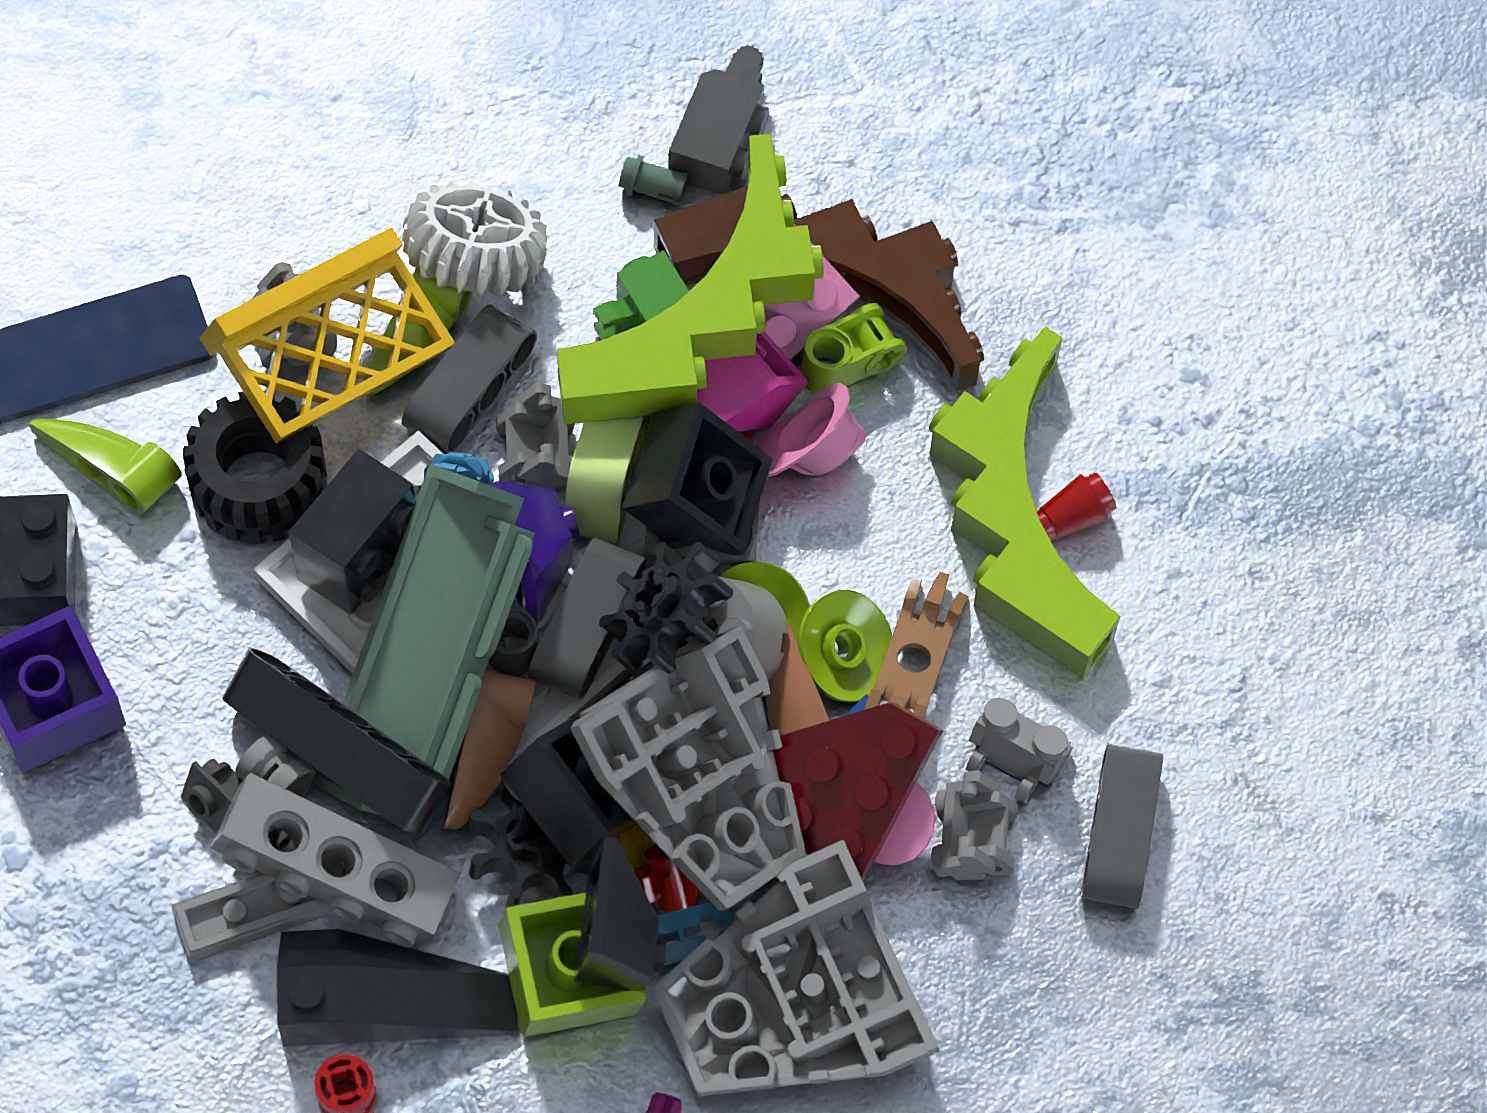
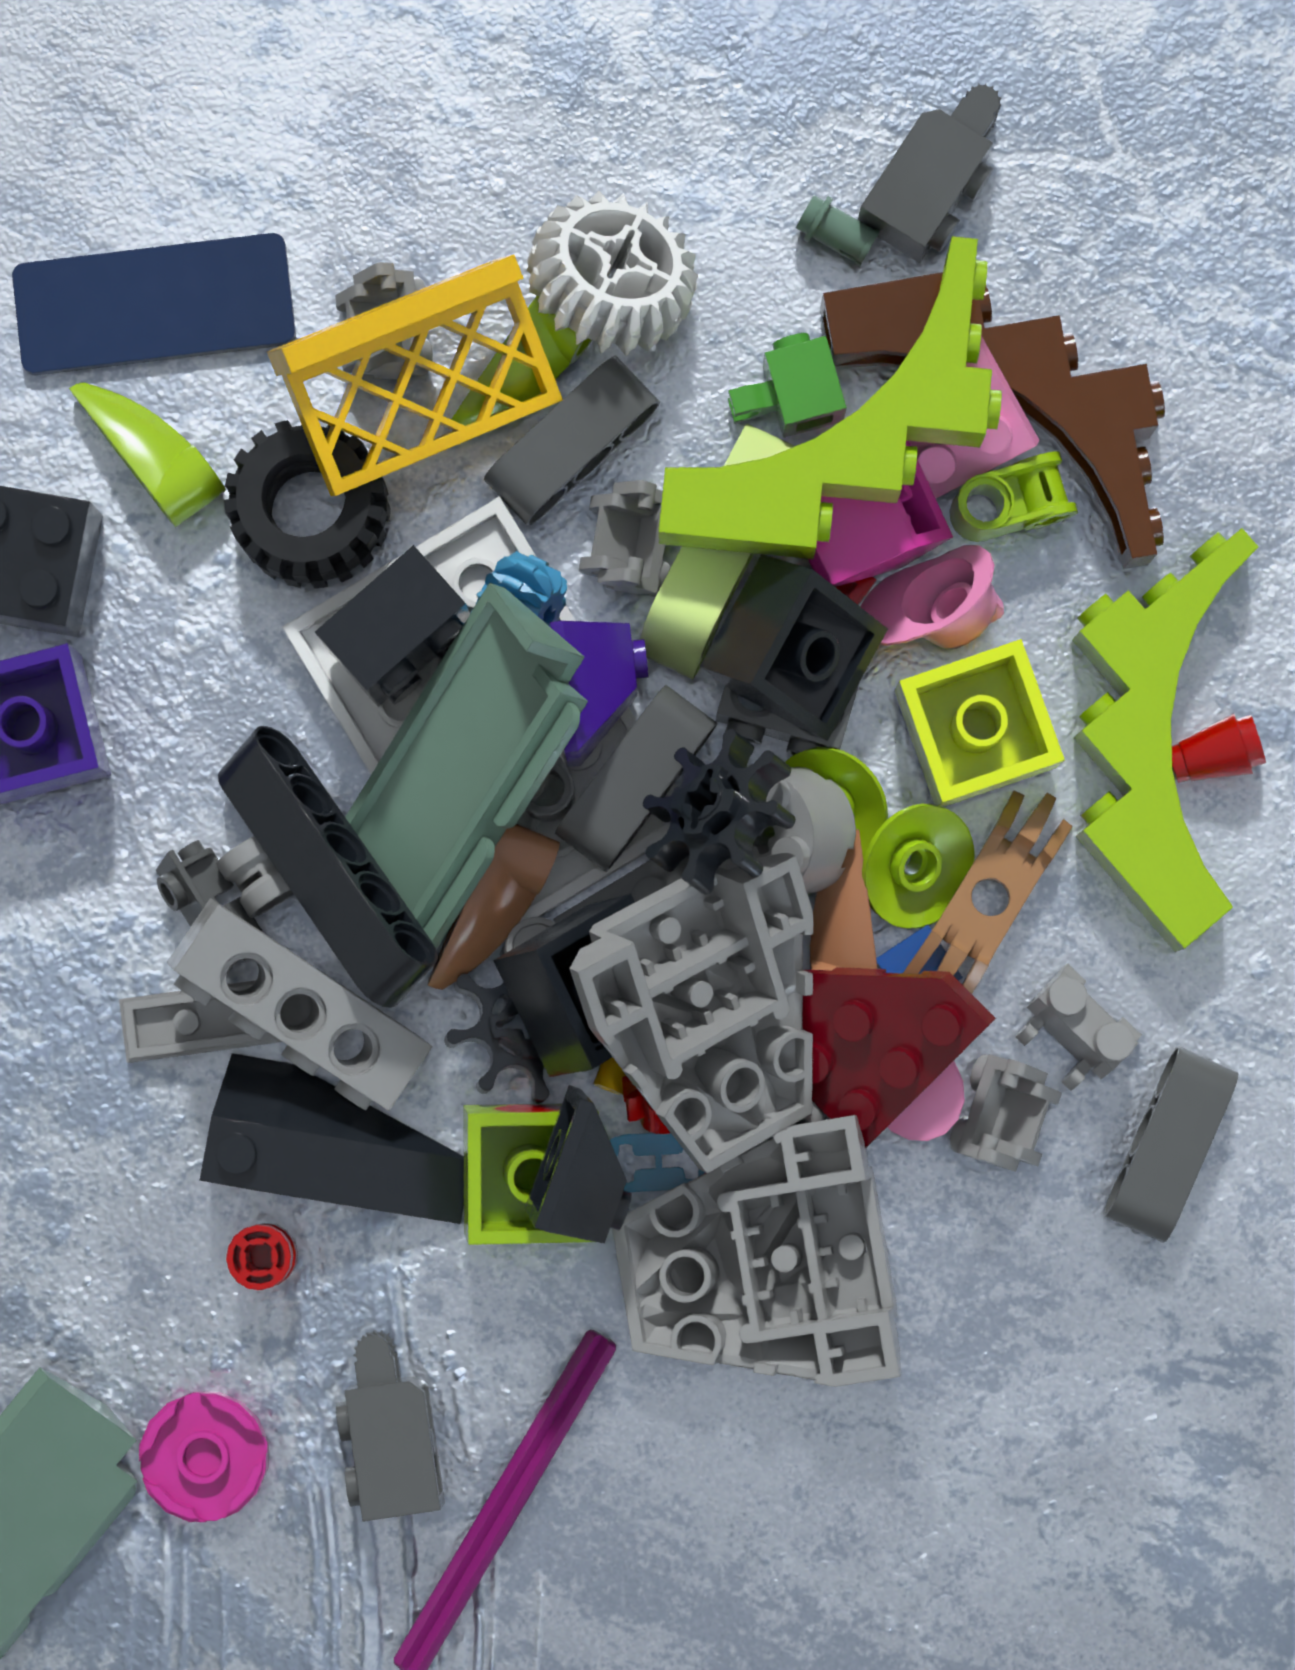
camera: 20 degrees right, 20 degrees up
(868, 520) = (978, 724): none -> neon yellow brick

